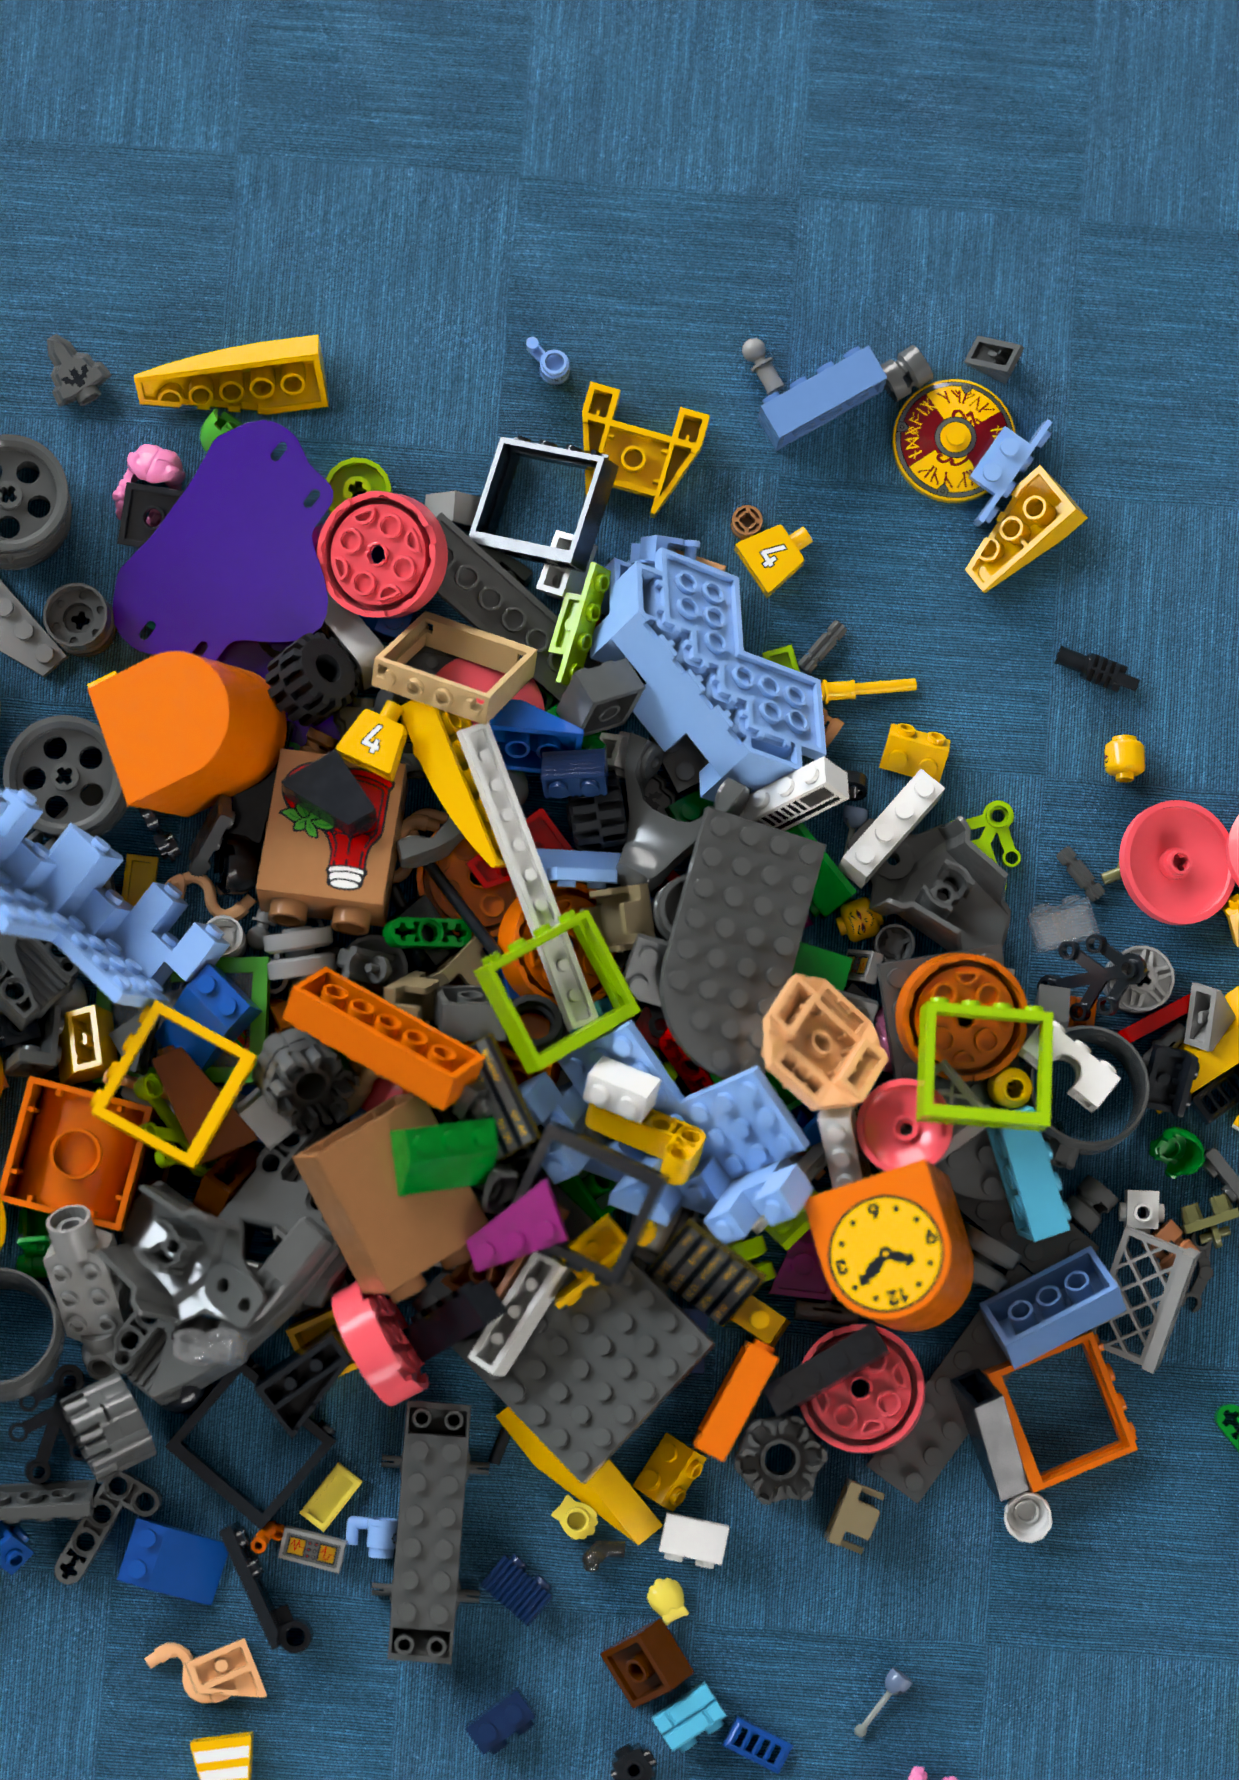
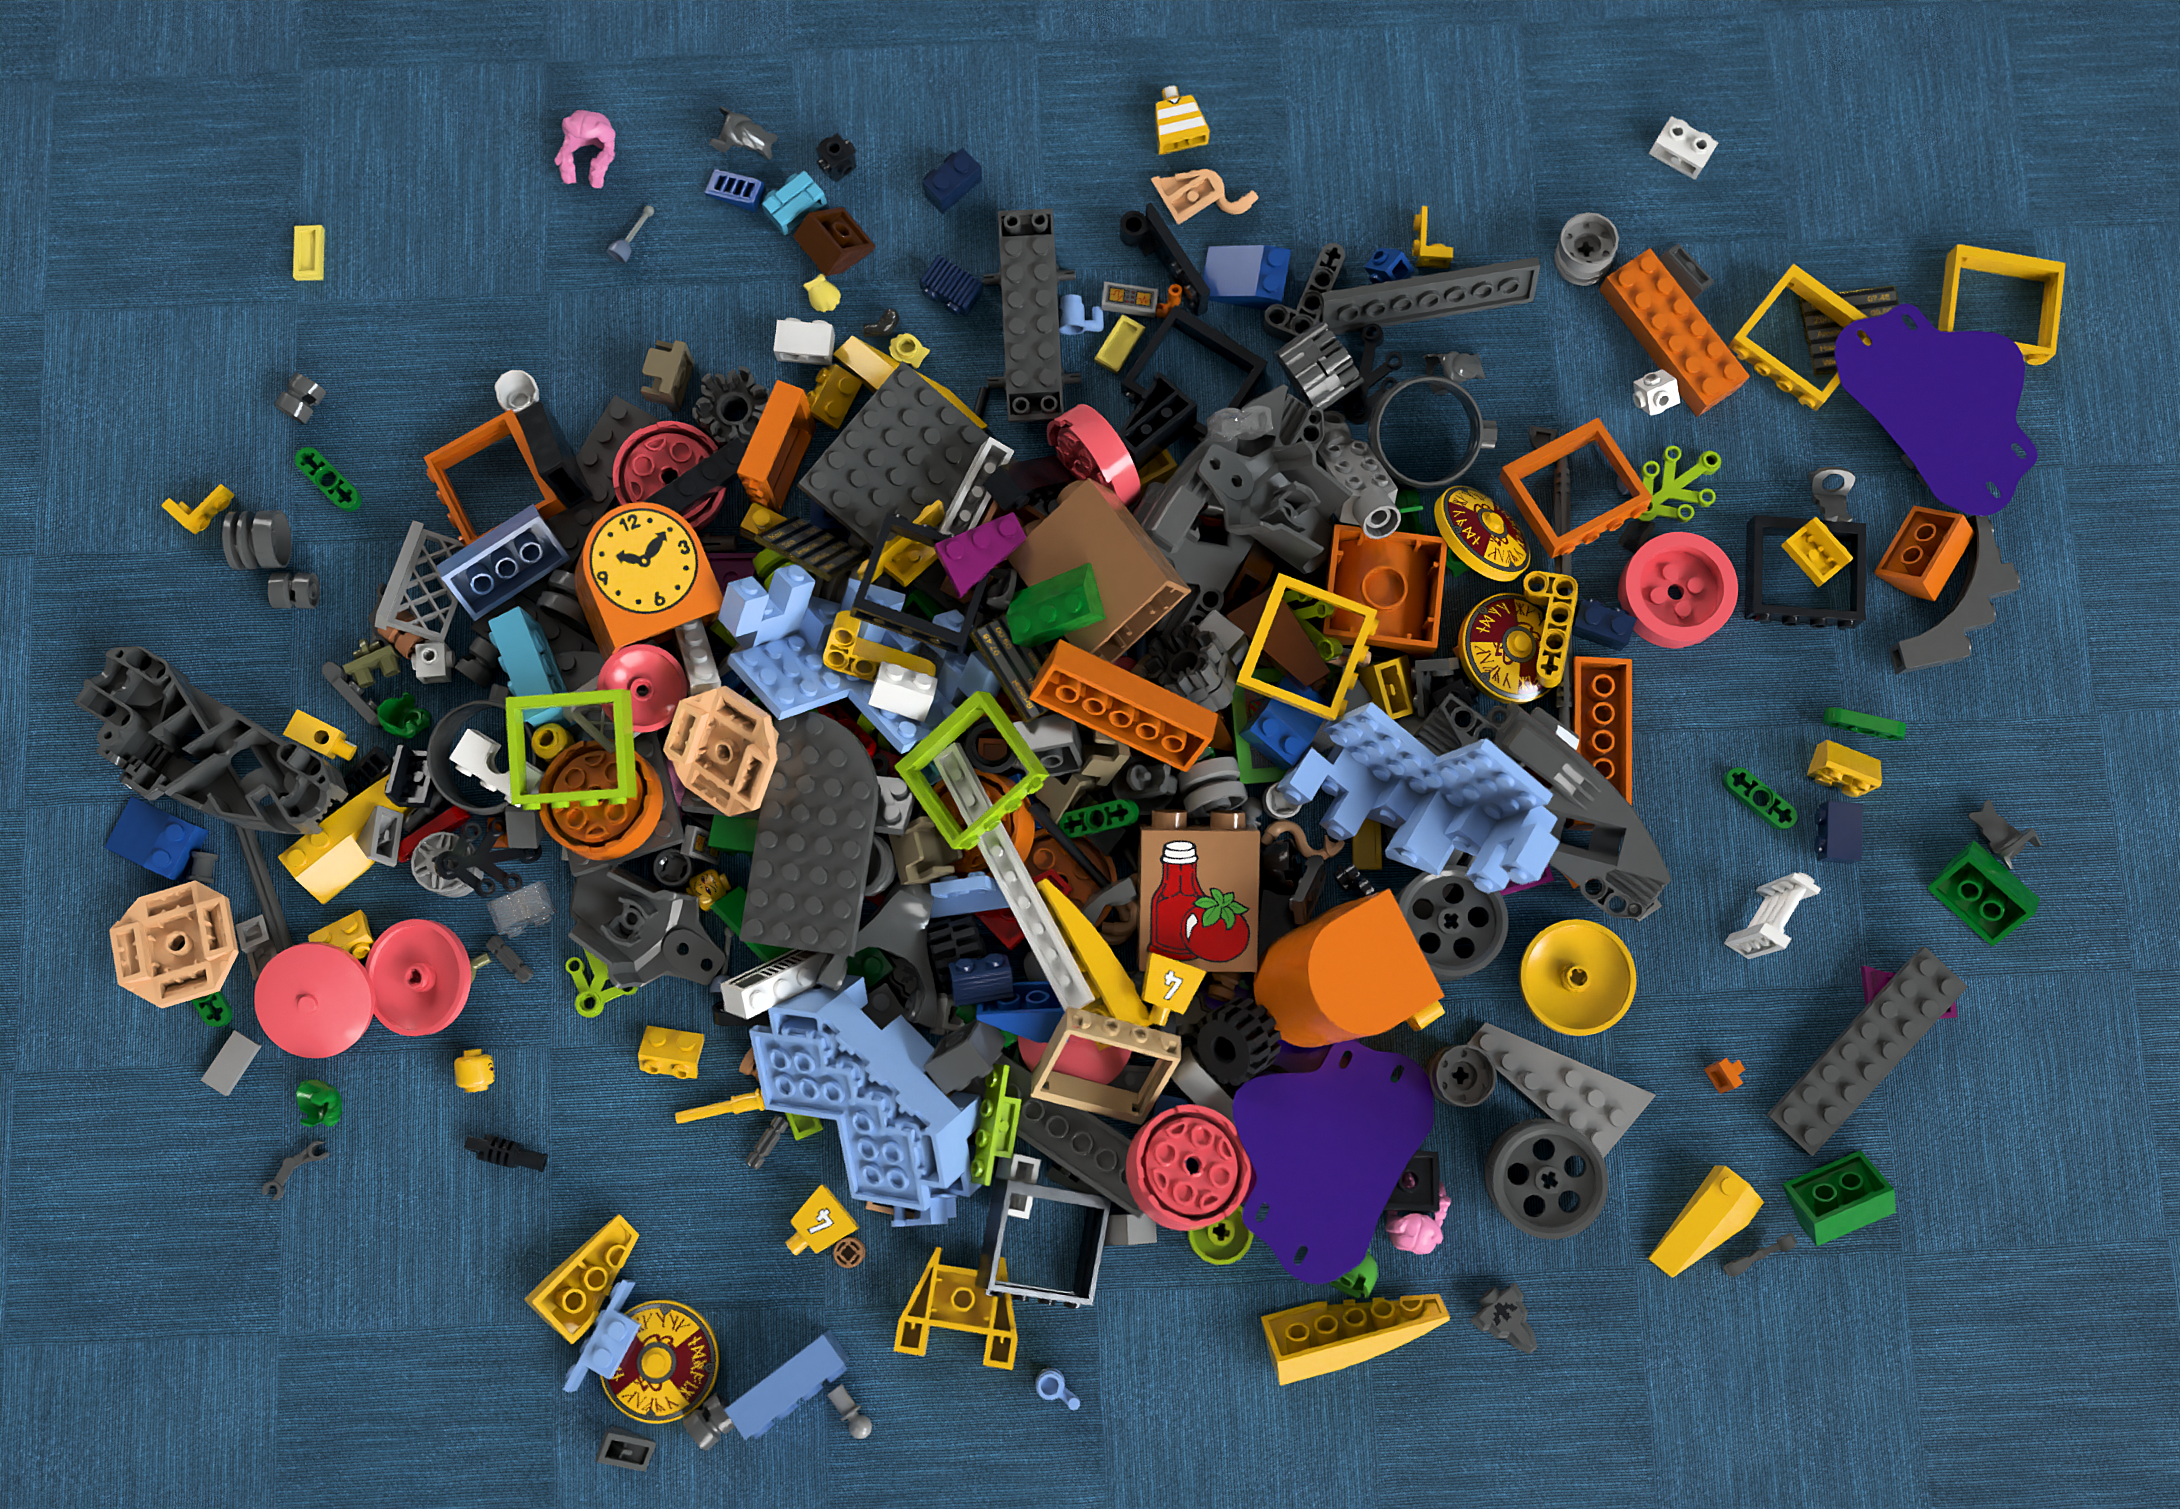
camera: 175 degrees right, 5 degrees down
(331, 794) = (1202, 929): black slope -> none
(473, 1102) = (1033, 658): dark grey tile -> none
(891, 828) = (685, 974): white brick -> none

